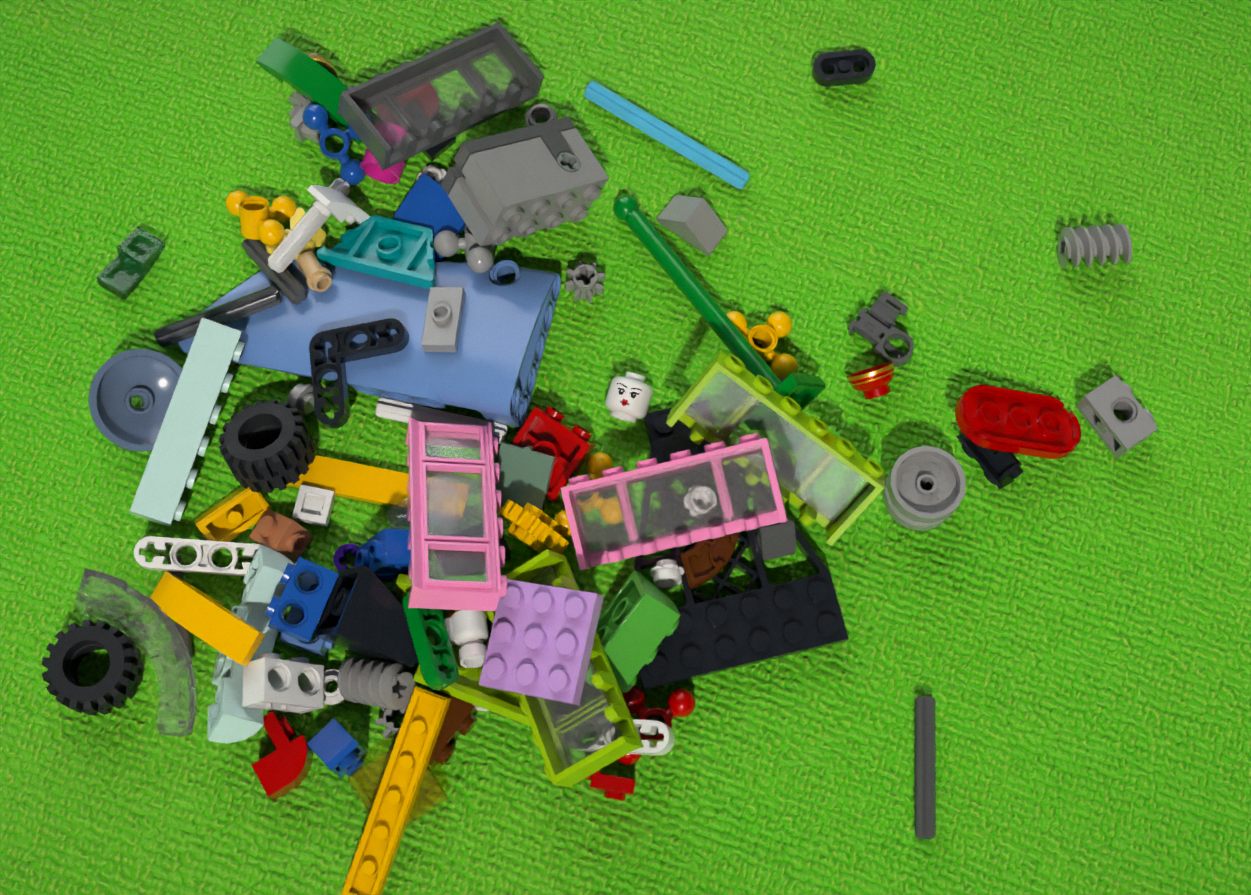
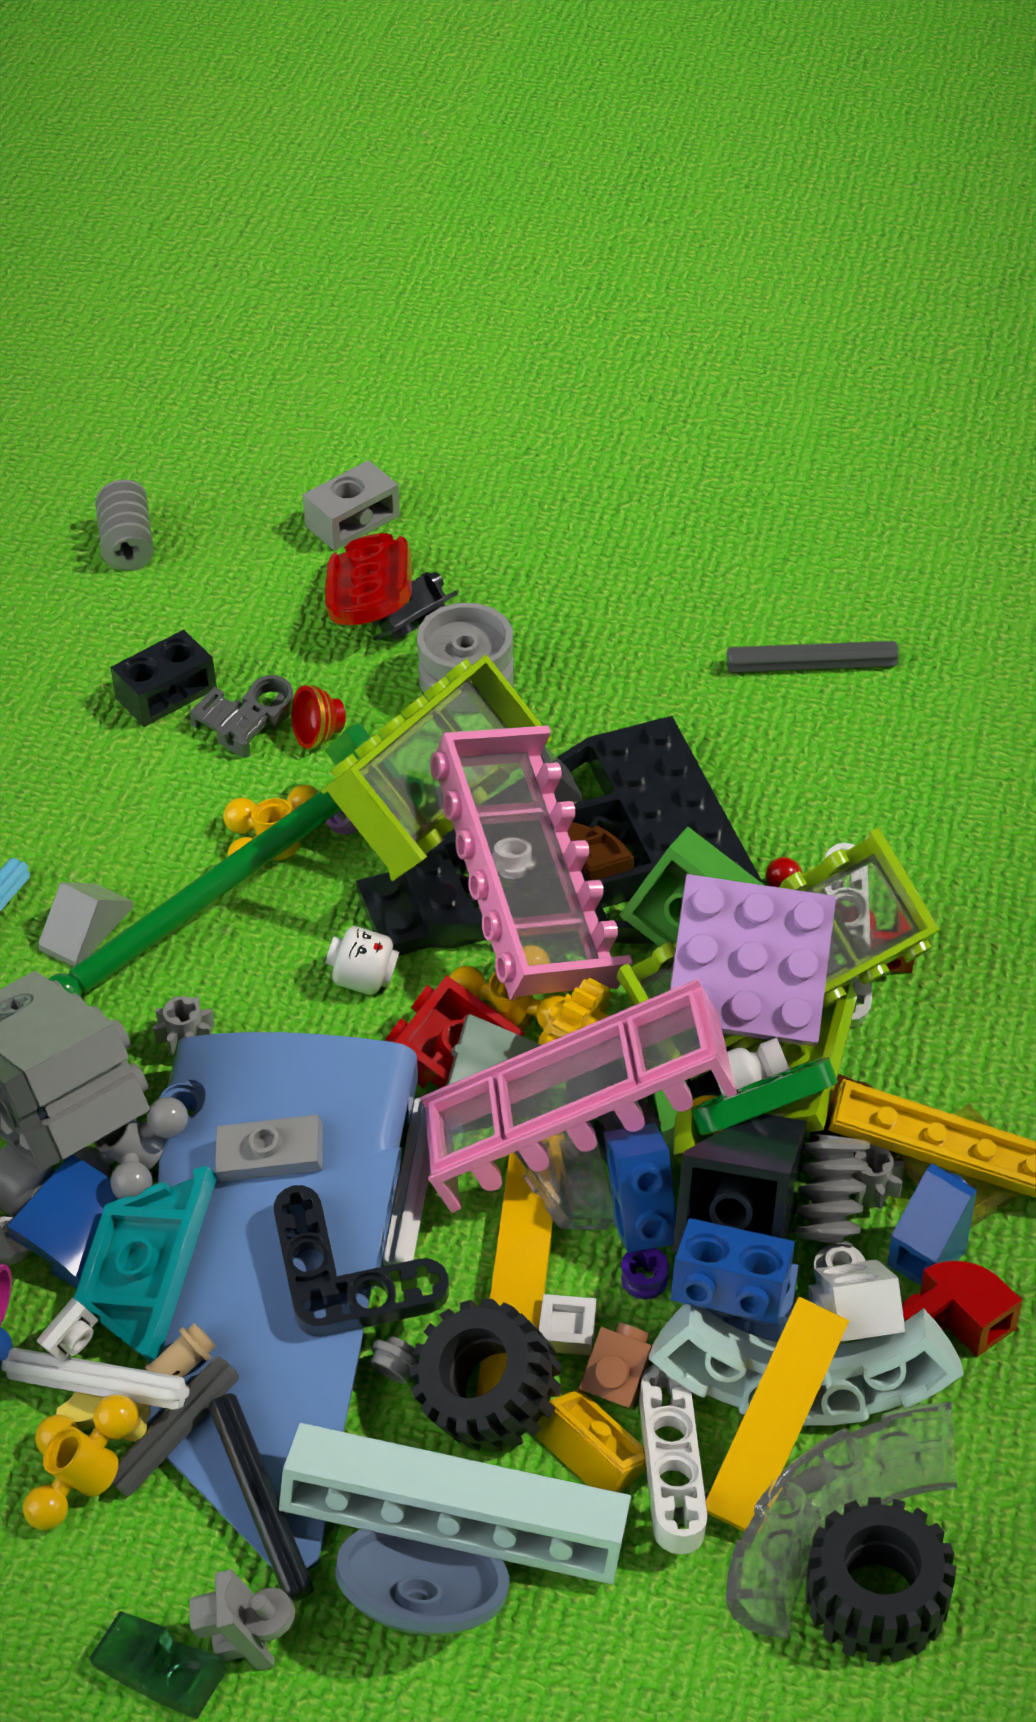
camera: 90 degrees left, 25 degrees down
(131, 299) = (241, 1620): none -> light grey hips
(667, 574) = (619, 881): white plate -> none
(915, 276) = (163, 678): none -> black brick

